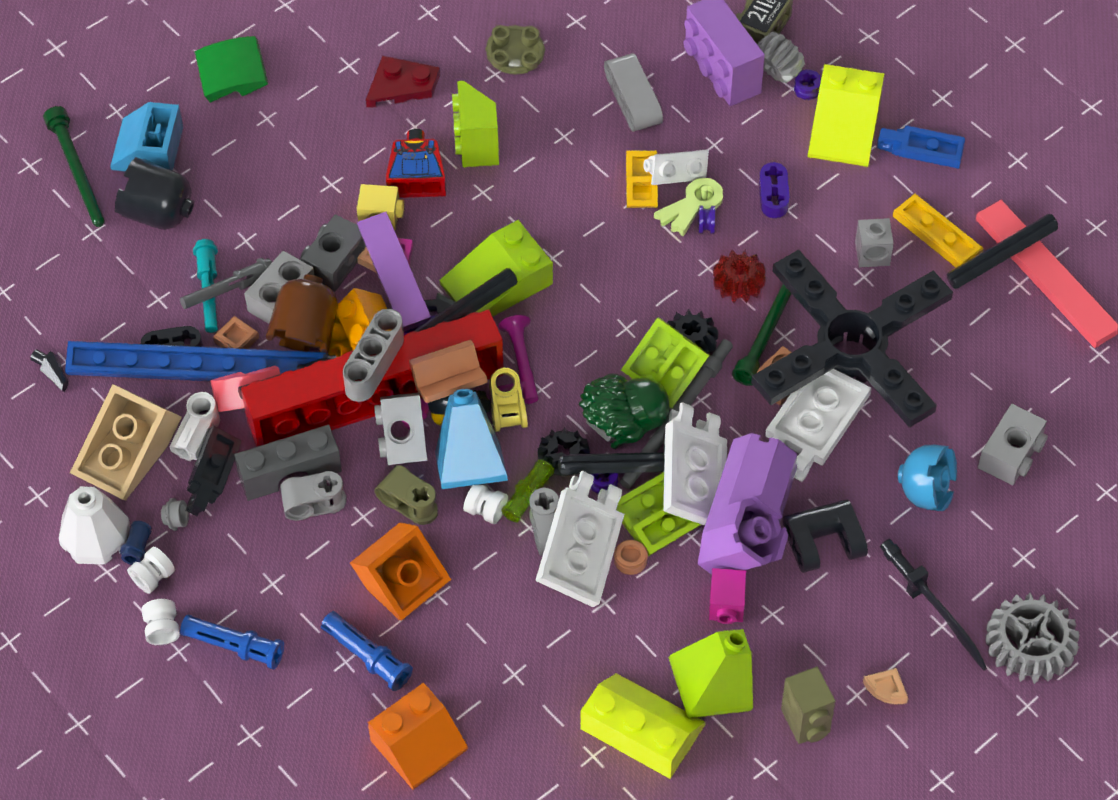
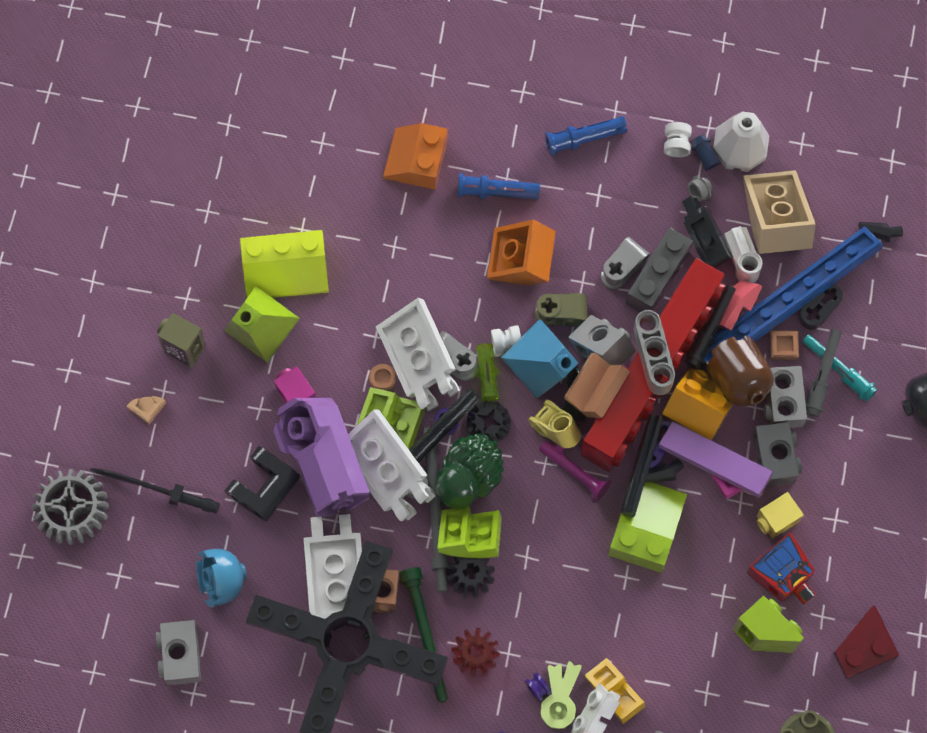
camera: 140 degrees right, 15 degrees up
(160, 617) = (639, 112): white wheel -> none

